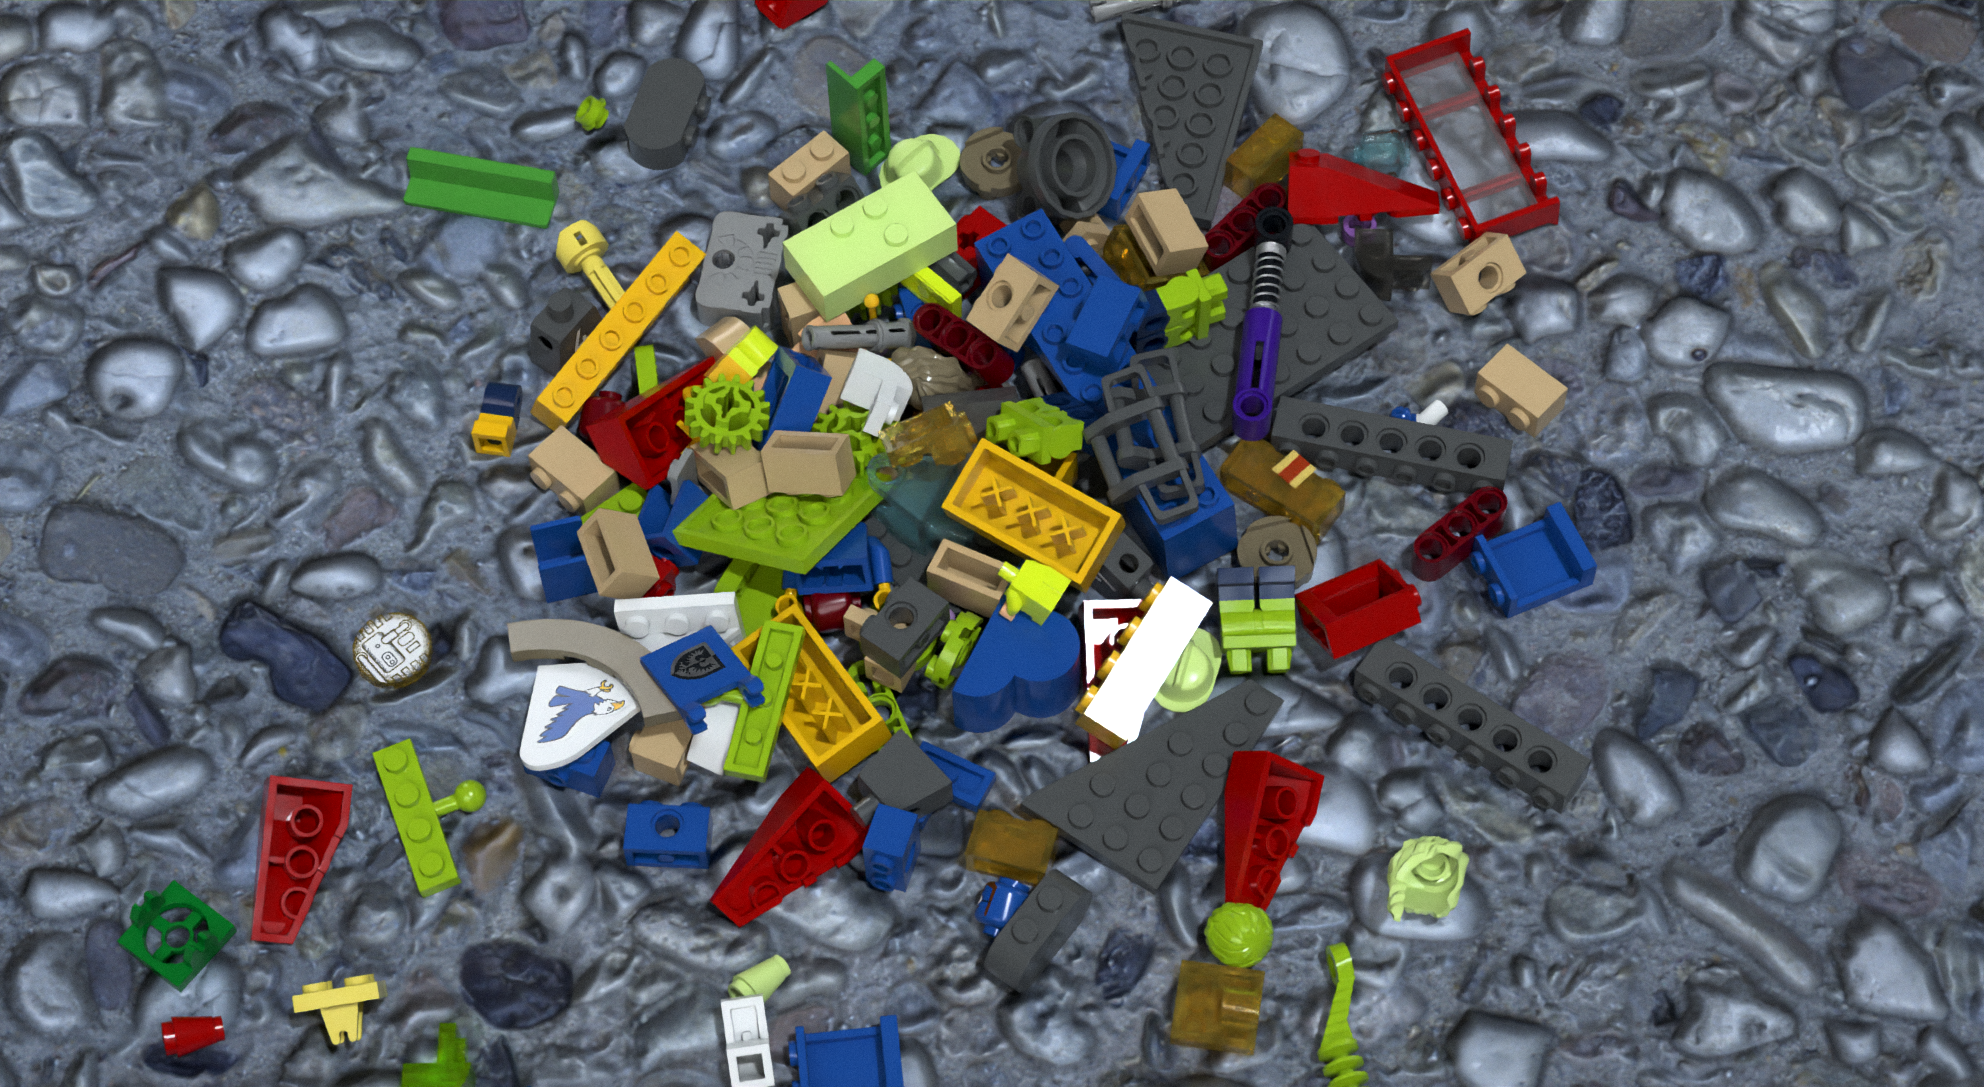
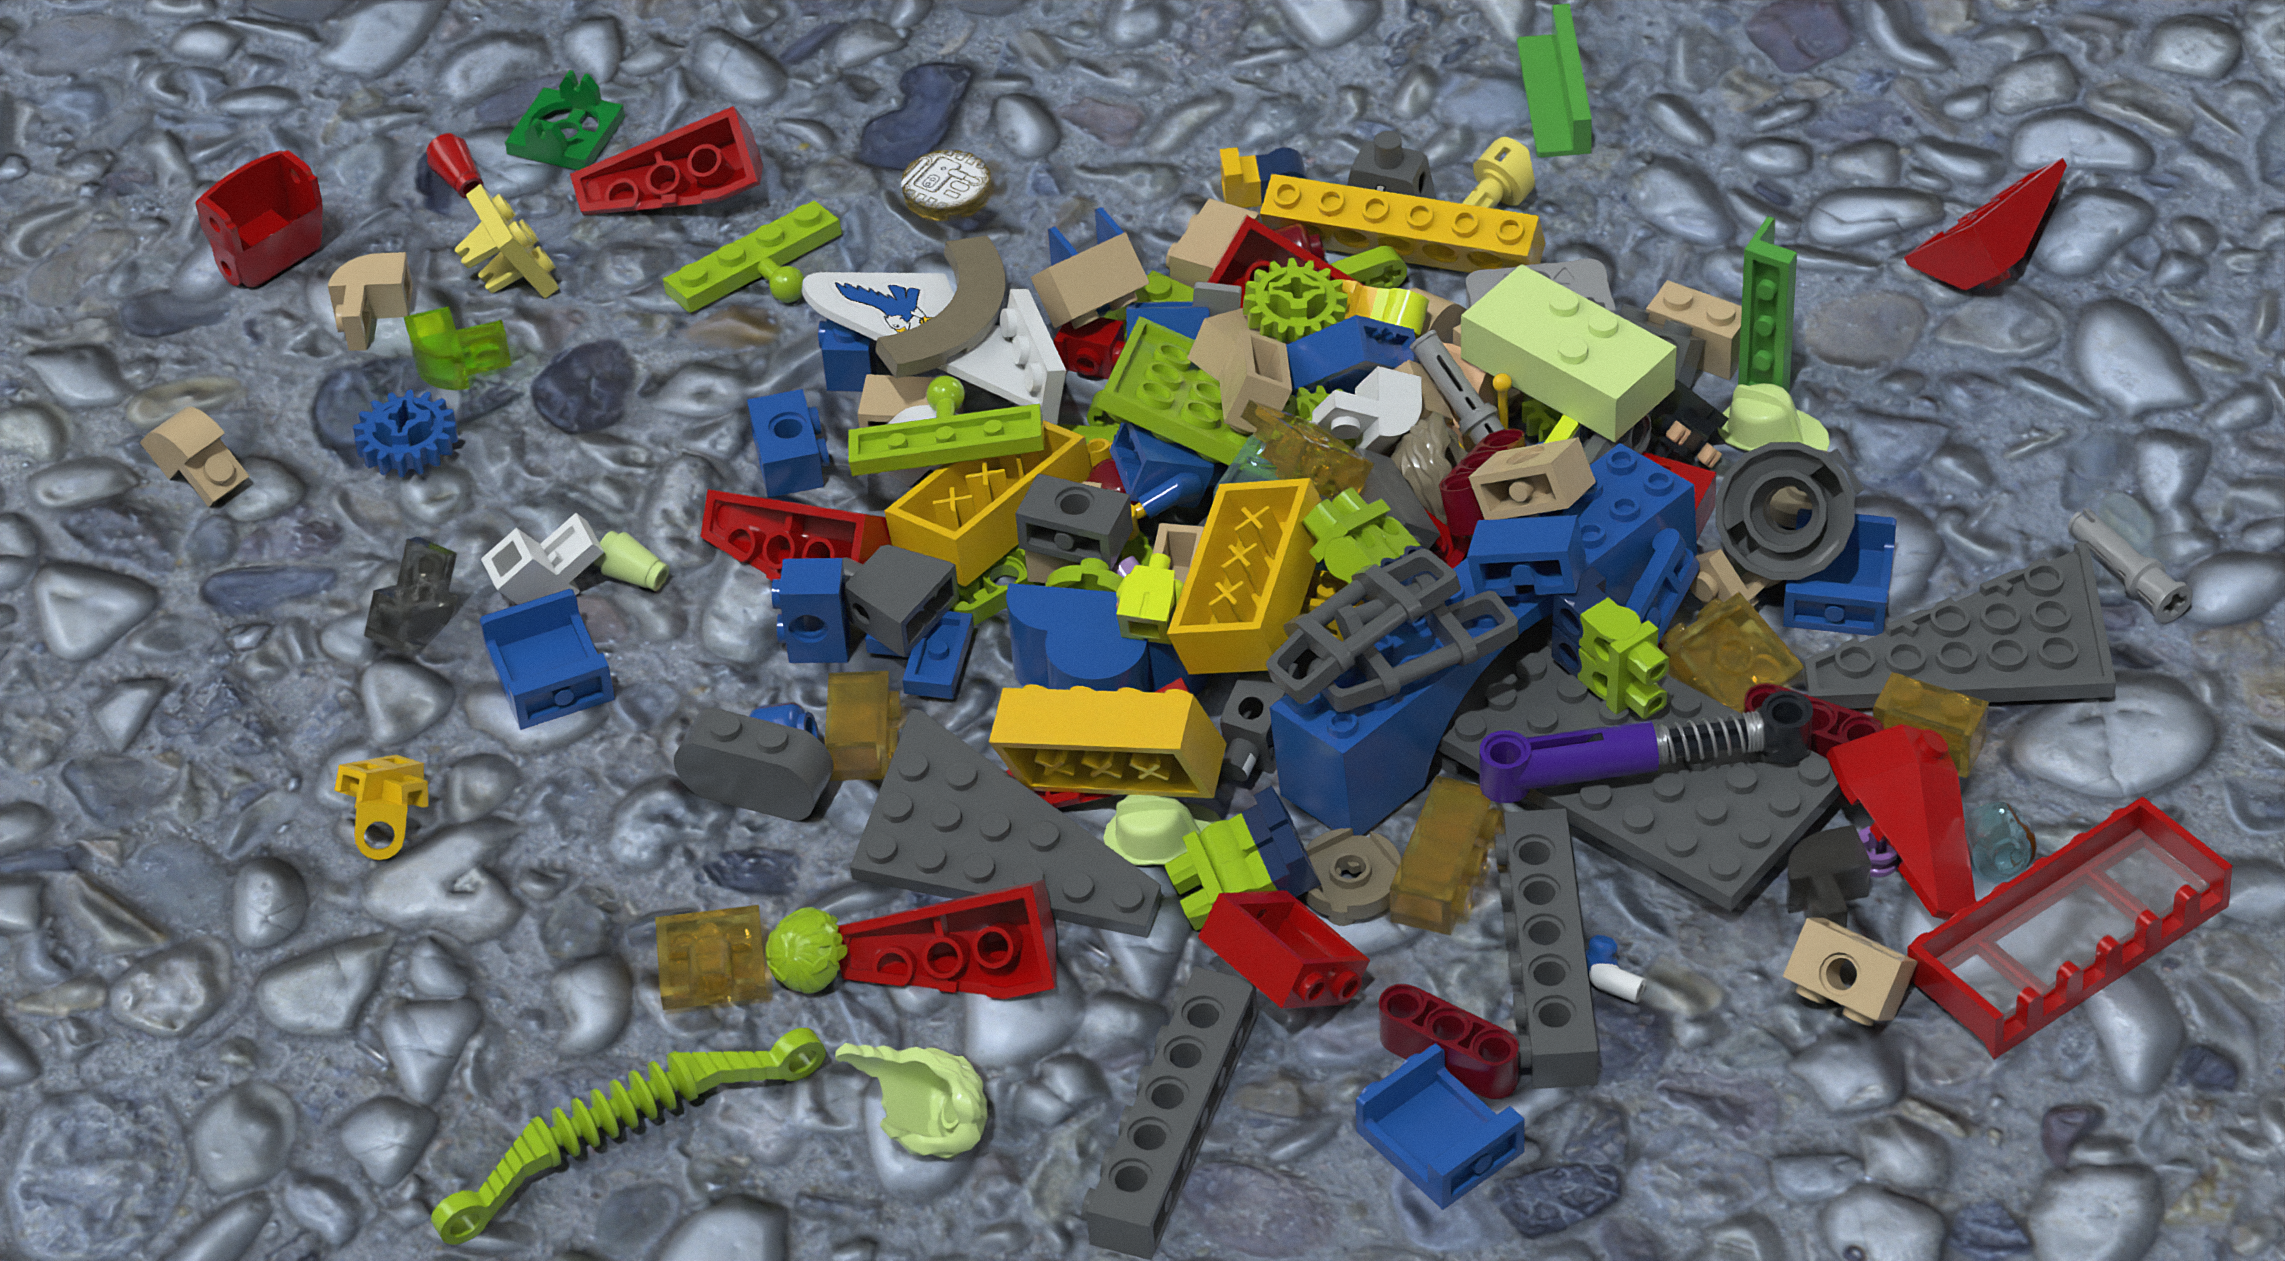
camera: 75 degrees right, 15 degrees down
(592, 113) = (1700, 139): lime plate -> none
(667, 114) = (1727, 194): dark grey brick -> none
(700, 670) = (952, 367): blue flag -> none
(1166, 231) = (1751, 639): tan piece -> none
(1294, 469) = (1461, 843): clear yellow sticker -> none
(1520, 391) = (1692, 1058): tan piece -> none

